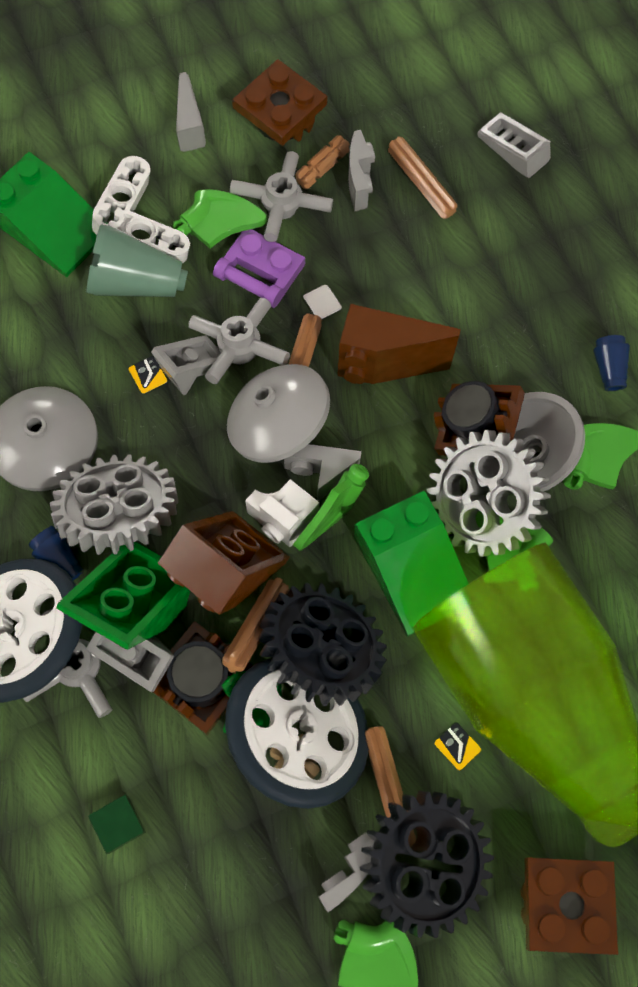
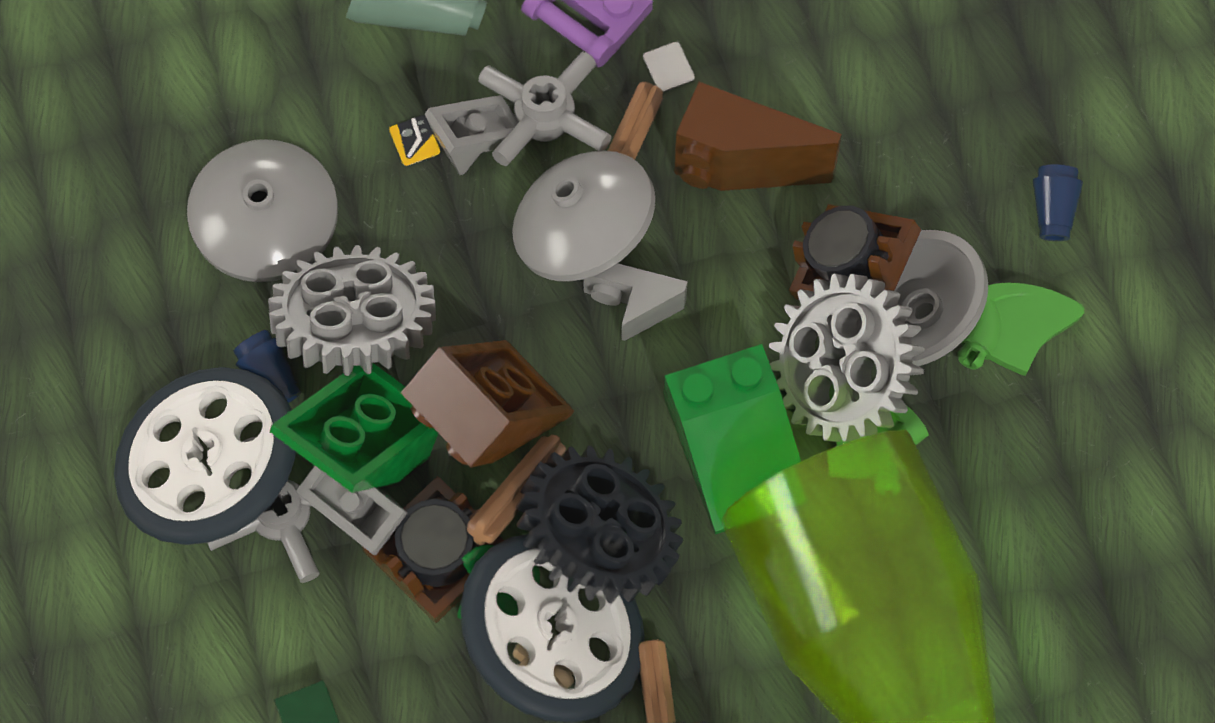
camera: 10 degrees right, 0 degrees up
(283, 512) = (573, 351): white brick -> none
(336, 506) = (642, 351): bright green arm -> none
(457, 746) = (758, 681): sticker -> none

